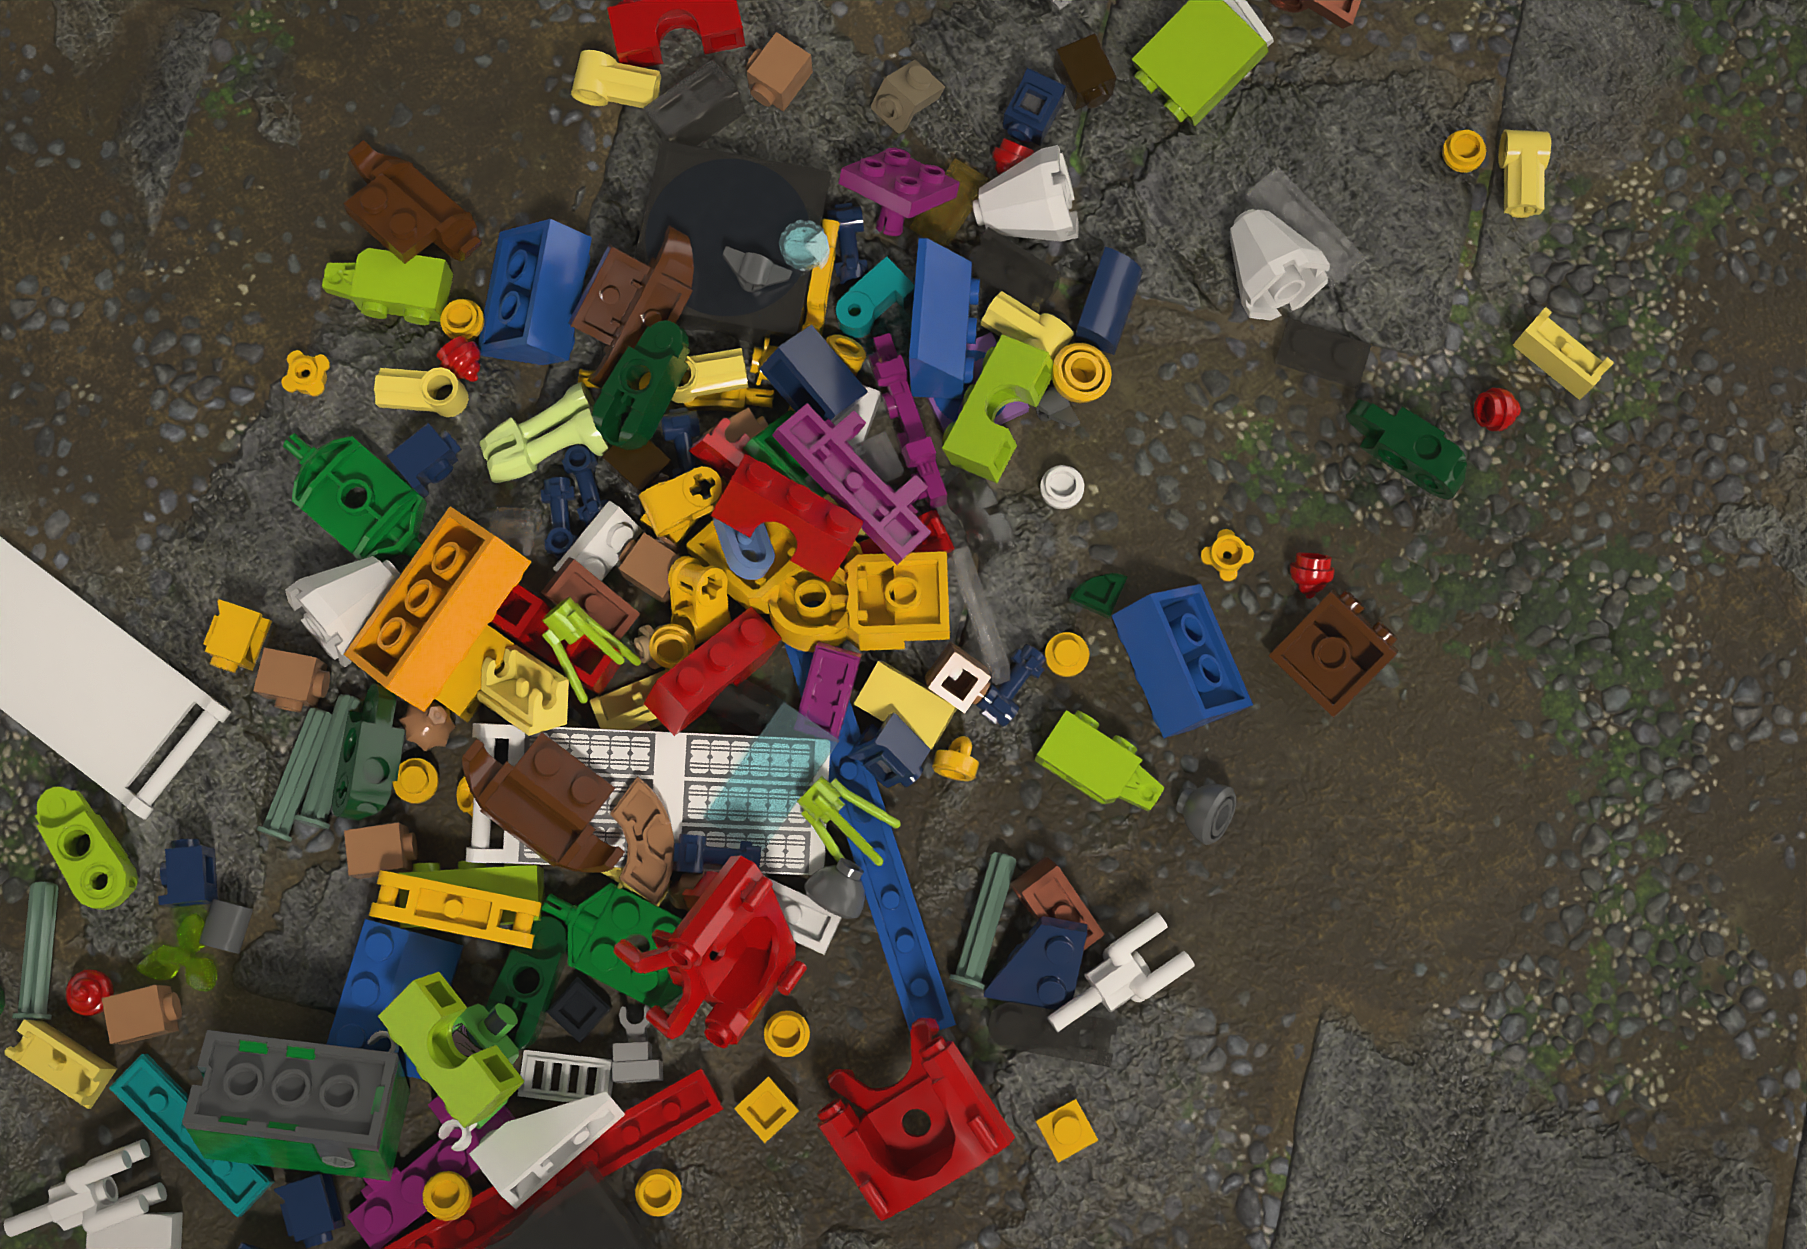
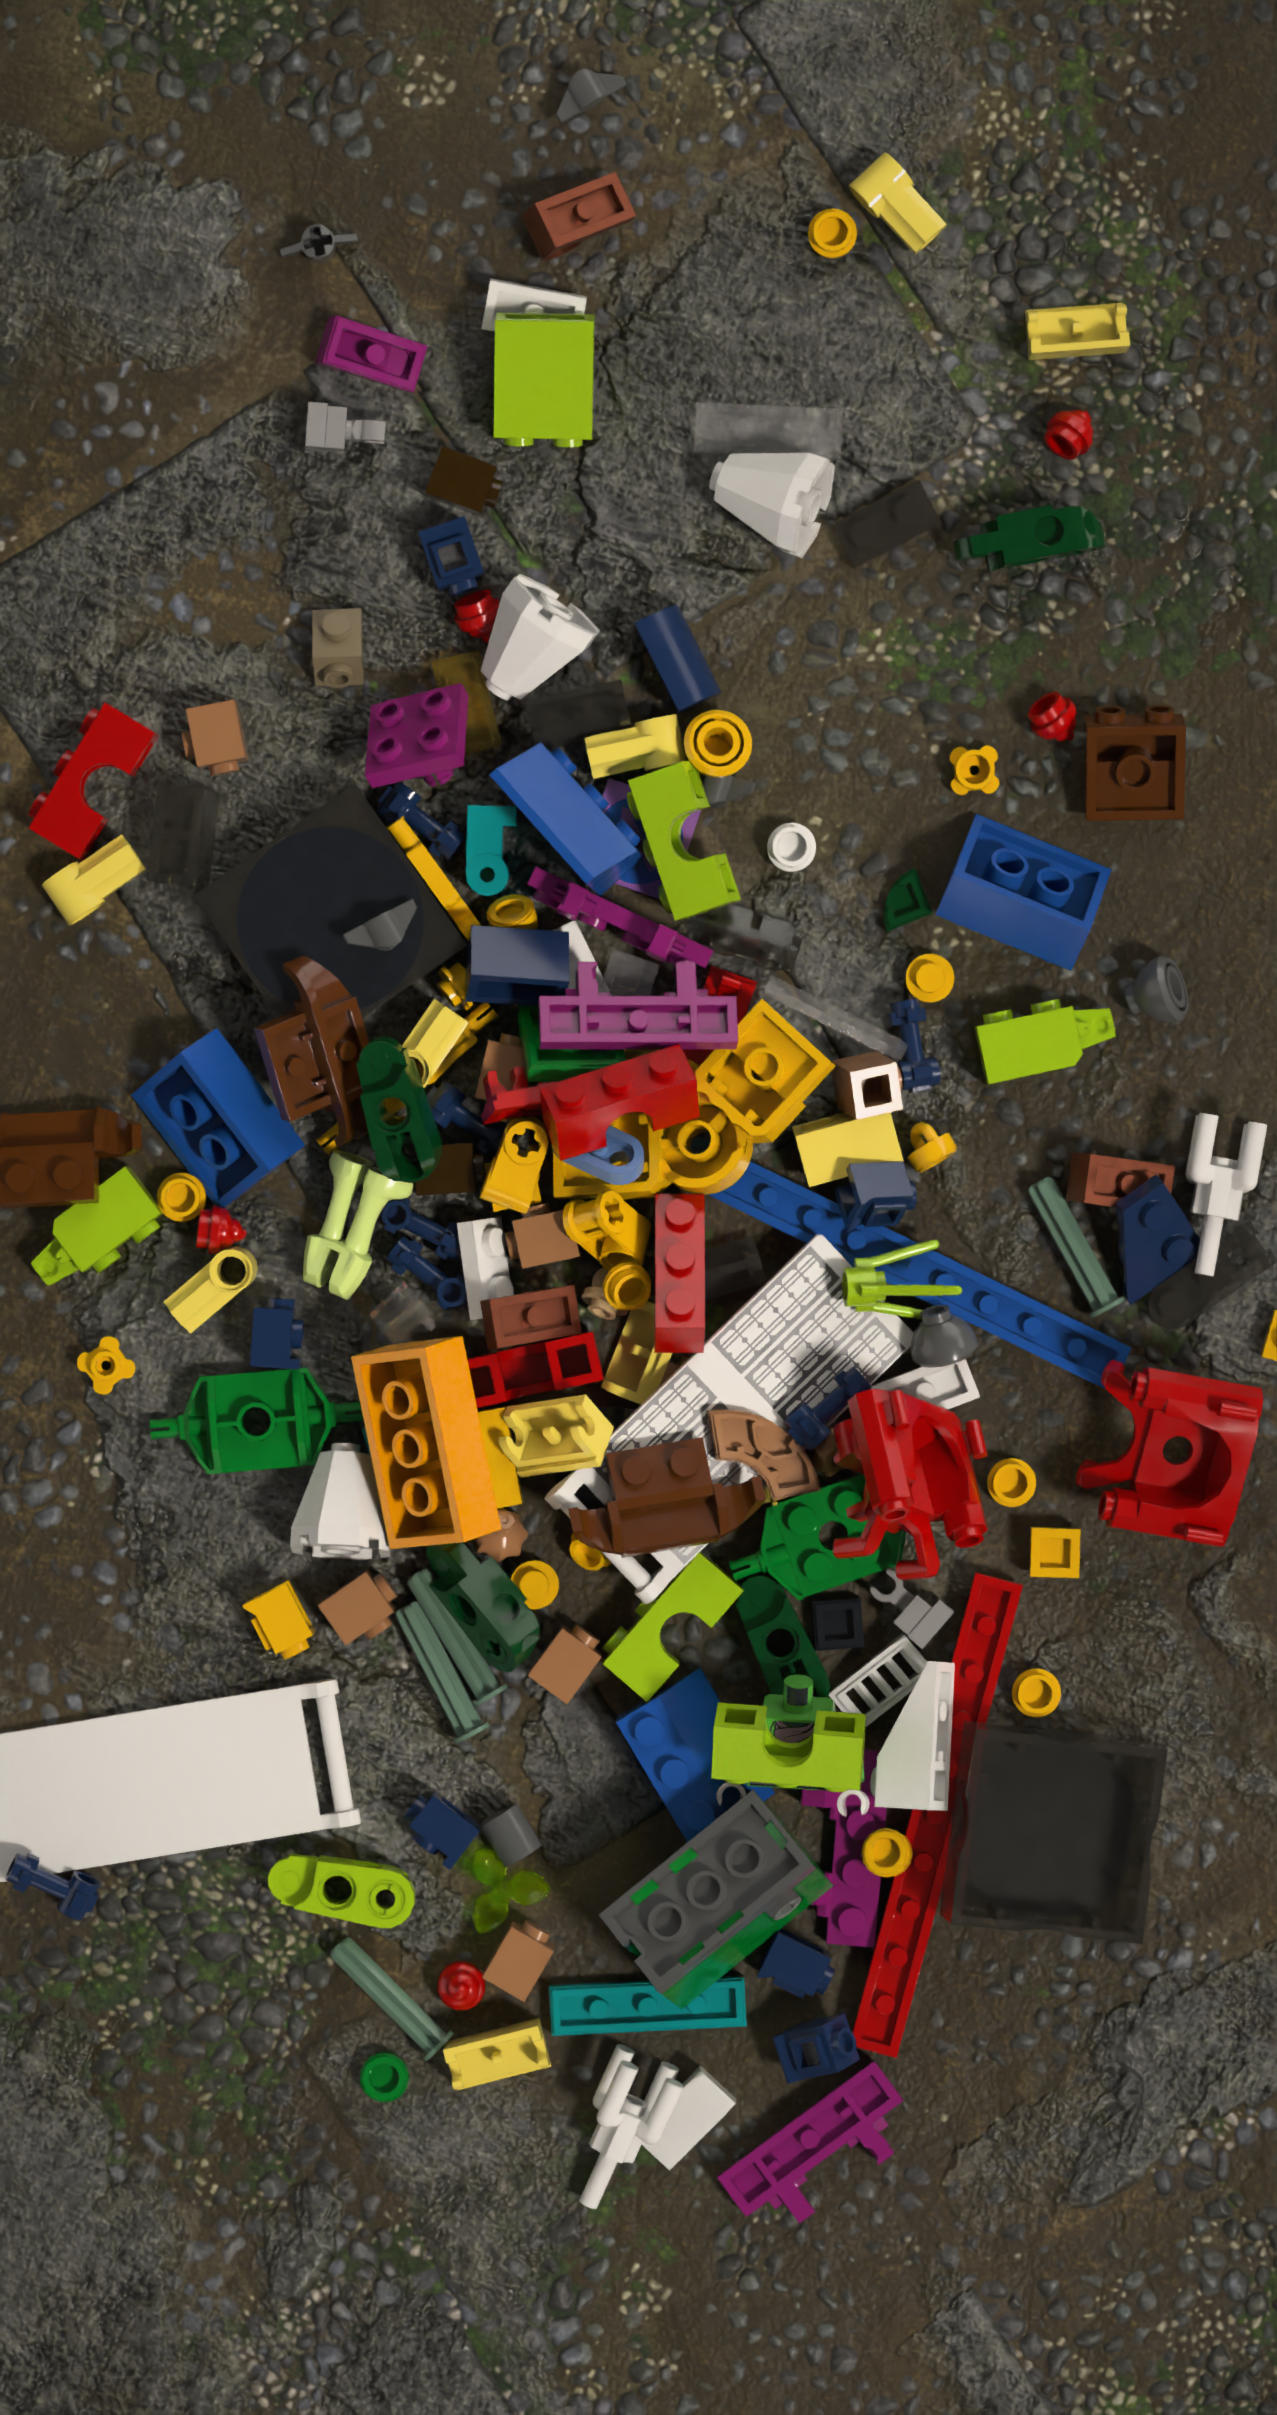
camera: 45 degrees left, 10 degrees up
(455, 909) = (676, 1647): yellow plate -> none
(570, 623) = (541, 1349): lime plant -> none
(771, 777) = (806, 1307): clear light blue piece -> none
(804, 245) = (402, 869): clear light blue piece -> none
(829, 686) = (782, 1199): magenta plate -> none

